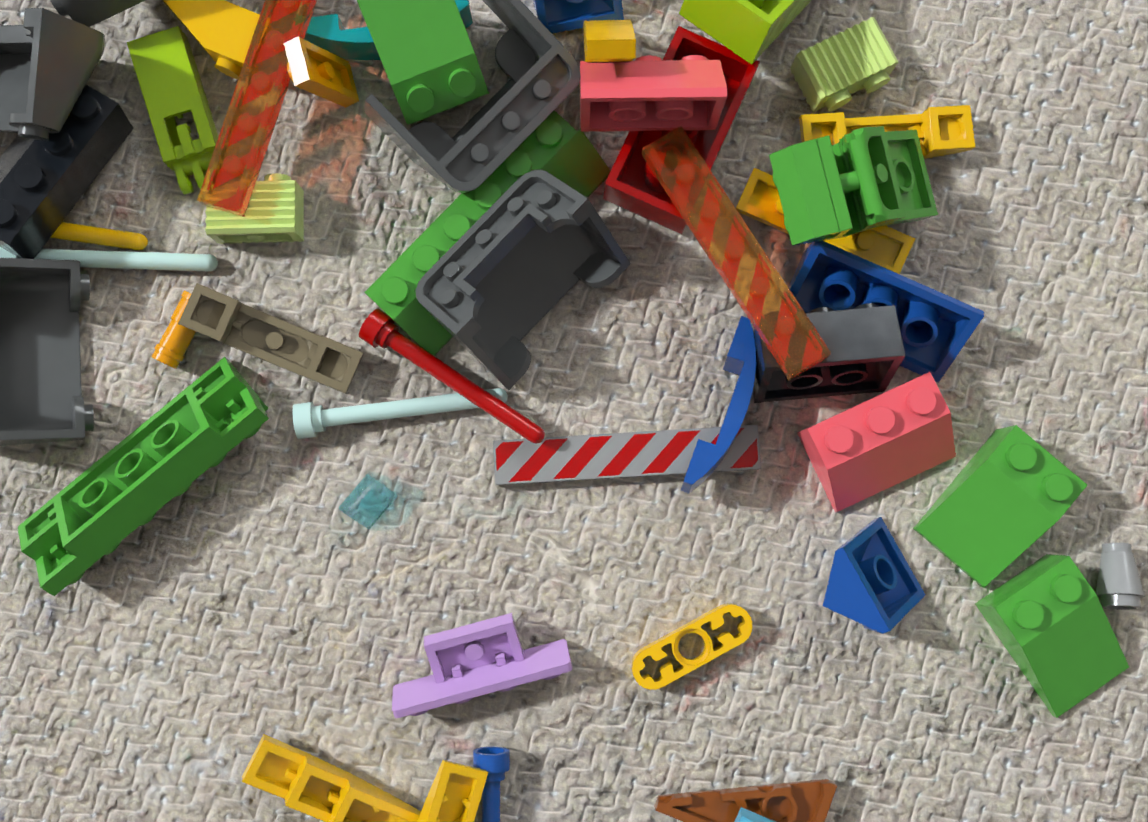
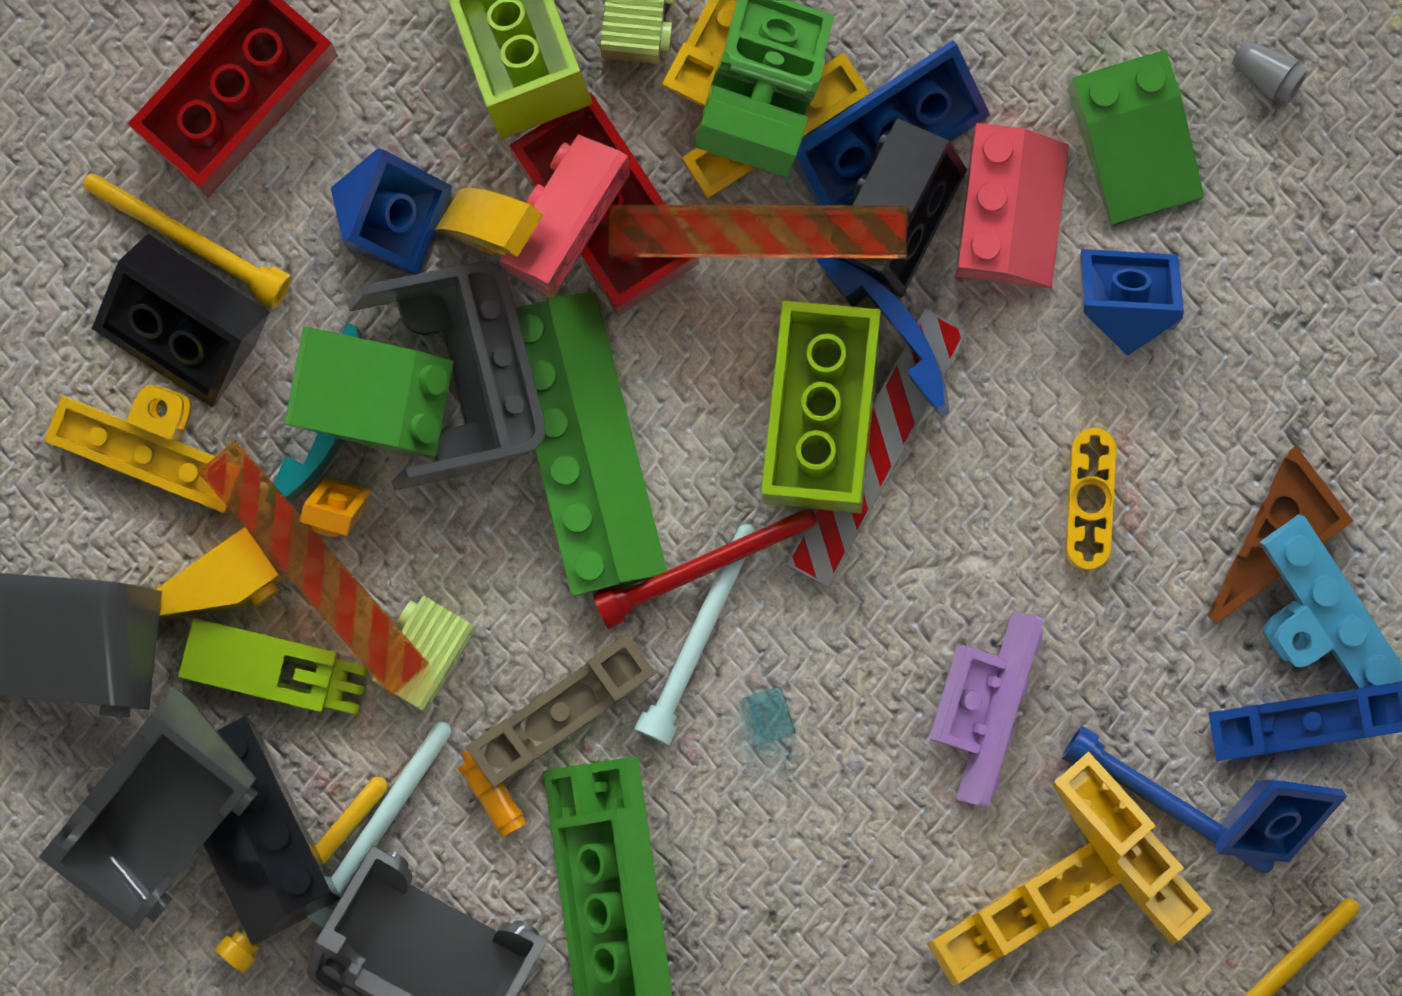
camera: 55 degrees left, 0 degrees up
(517, 269) = (640, 439): dark grey windscreen -> none
(629, 390) = (821, 407): none -> lime brick
(1055, 631) = (1284, 160): bright green slope -> none

